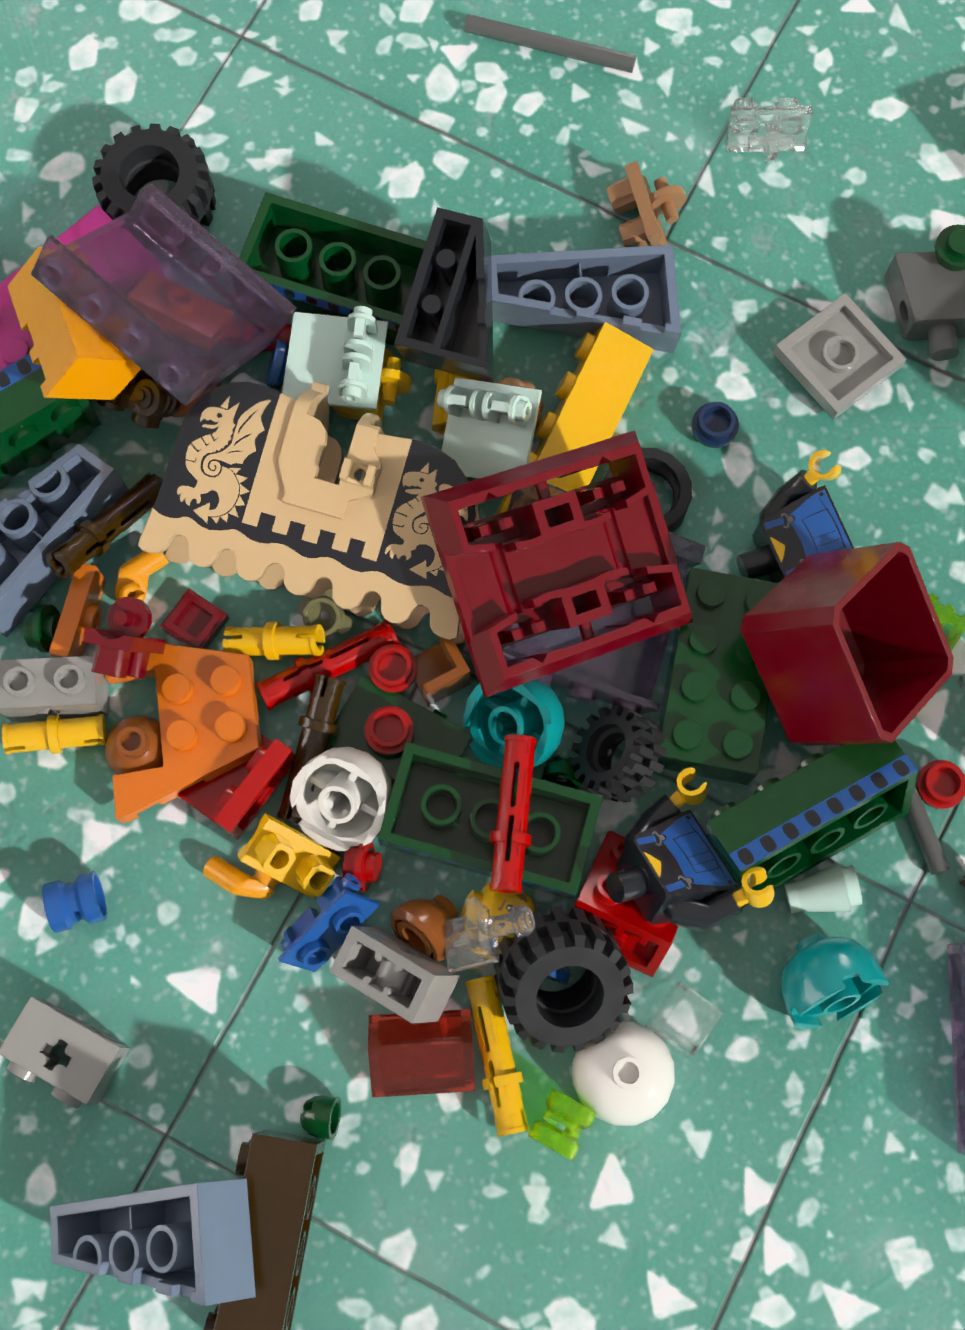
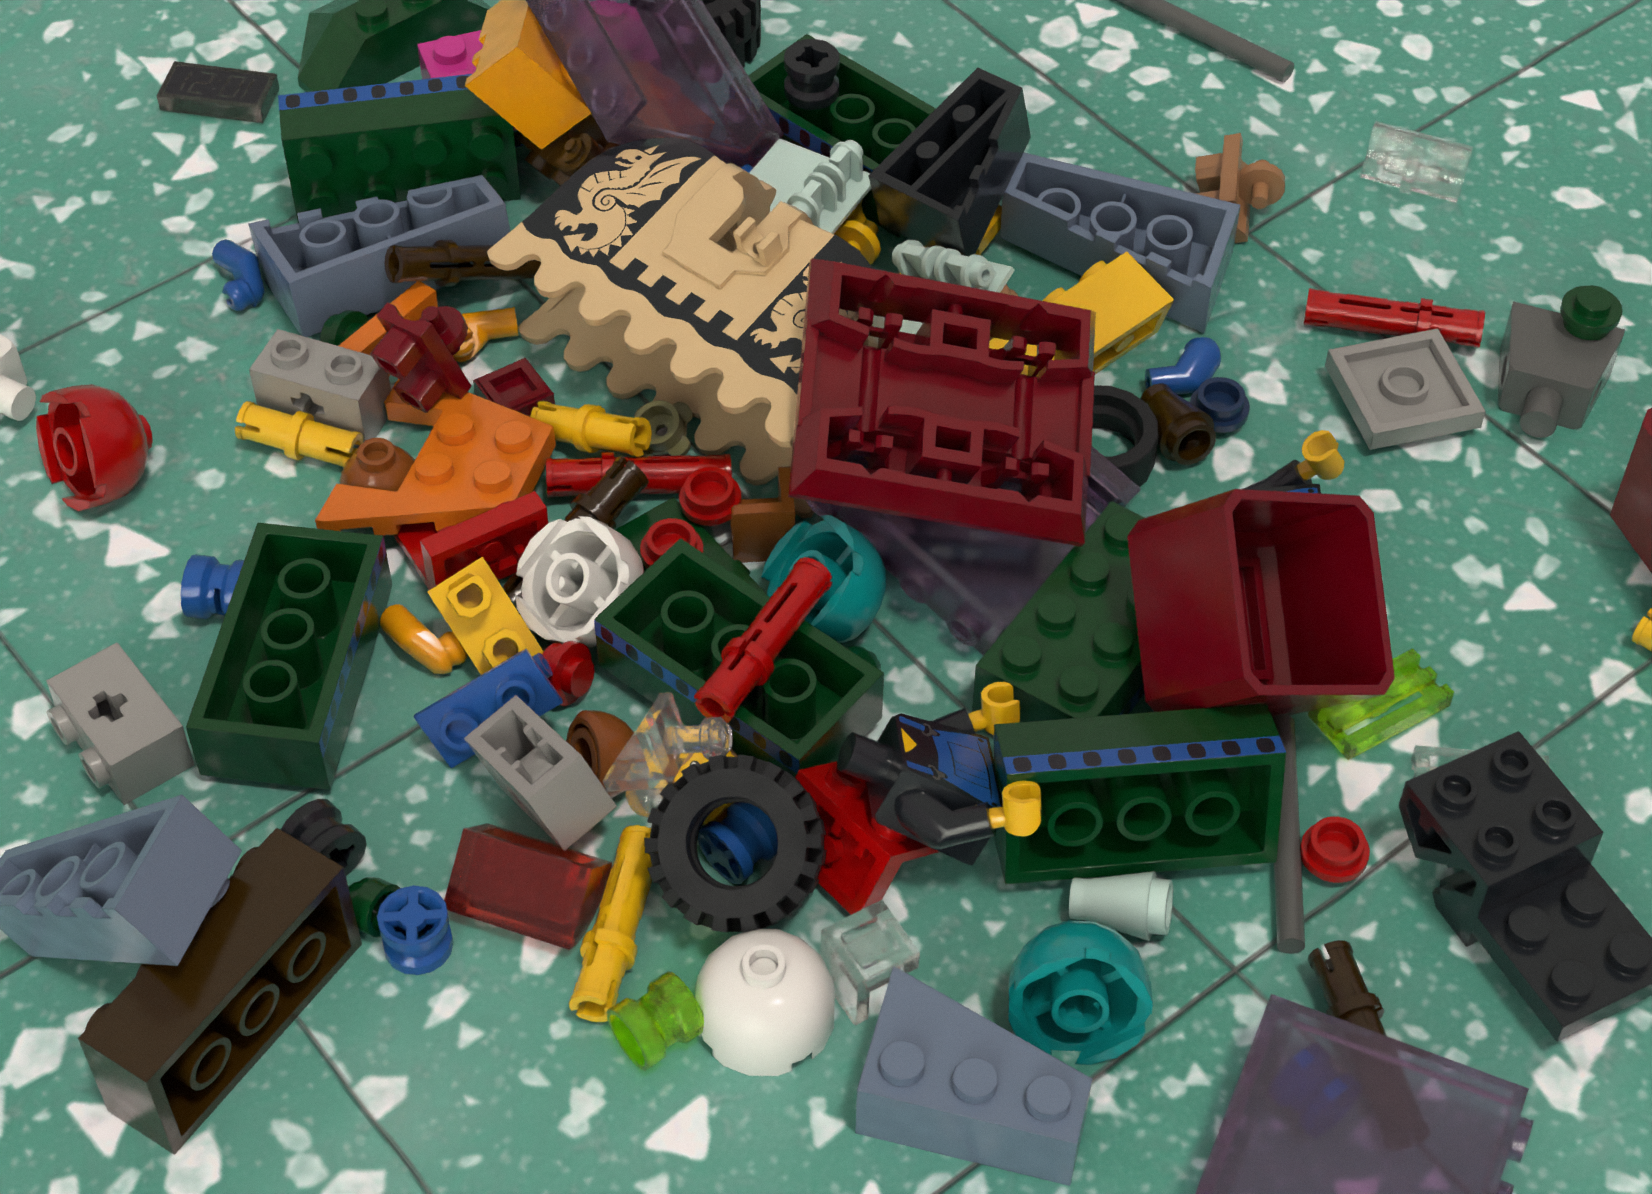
camera: 25 degrees right, 25 degrees down
(161, 944) = (291, 656): none -> dark green brick
(263, 1085) = (321, 828): none -> black wheel
(293, 256) = (811, 74): none -> black wheel
(355, 1128) = (399, 924): none -> blue wheel
(636, 763) = (930, 652): black tyre -> none
(683, 398) = (1195, 366): none -> blue arm
(701, 458) = (1183, 429): none -> dark brown cone
(786, 1087) = (968, 1087): none -> sand blue wedge
(808, 289) = (1393, 317): none -> red pin

